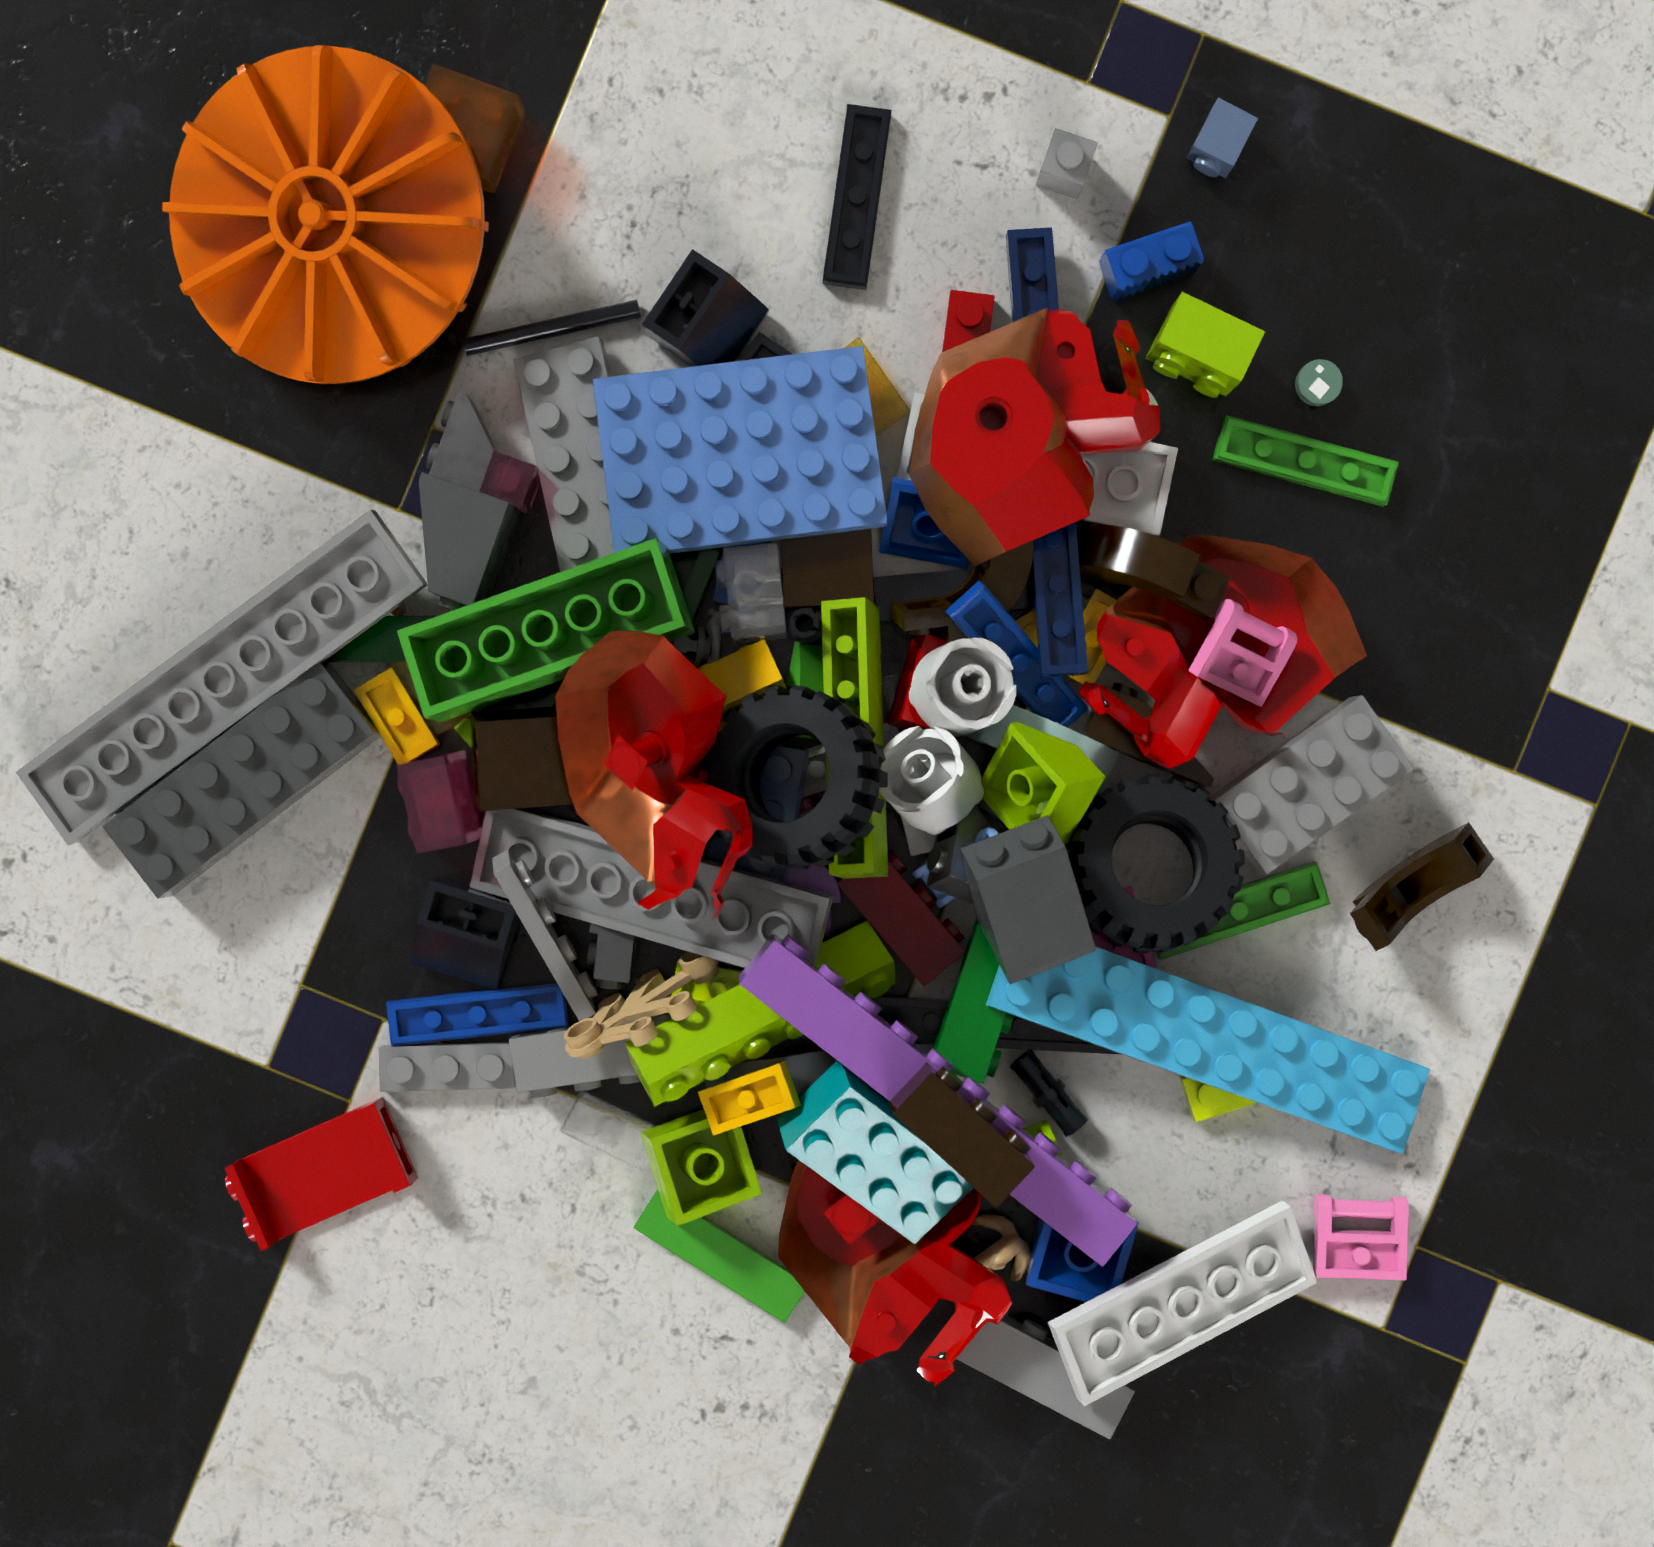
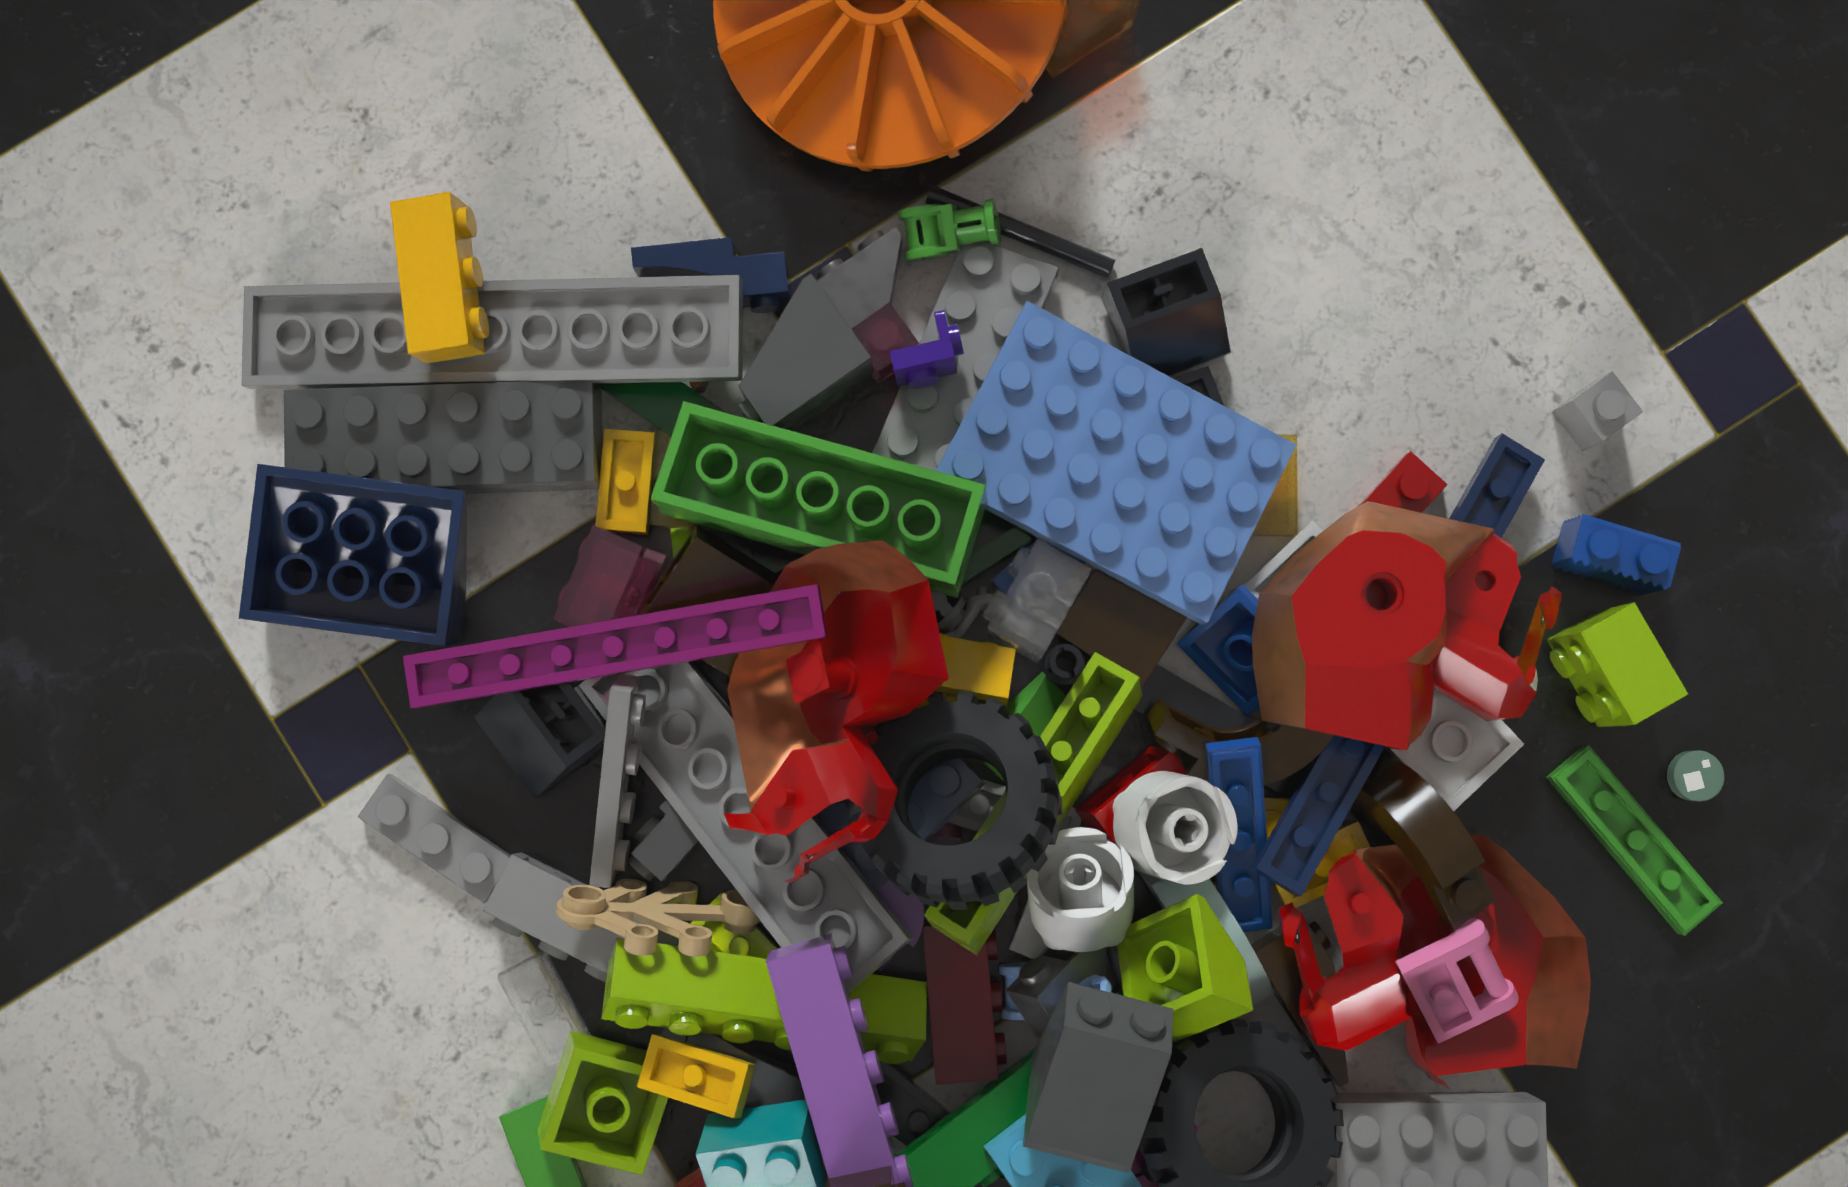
camera: 25 degrees right, 5 degrees down
(154, 665) = (439, 277): none -> yellow brick
(243, 907) = (356, 556): none -> dark blue slope
(320, 1173) = (246, 853): red panel -> none
(387, 495) = (762, 274): none -> dark blue slope
(476, 840) = (615, 646): none -> magenta plate
(477, 1014) = (500, 808): blue tile -> none
(492, 370) = (938, 229): none -> bright green connector
(551, 477) = (925, 363): none -> dark purple bracket
(856, 197) = (1380, 308): black tile -> none
(1221, 139) = (1756, 488): sand blue brick -> none

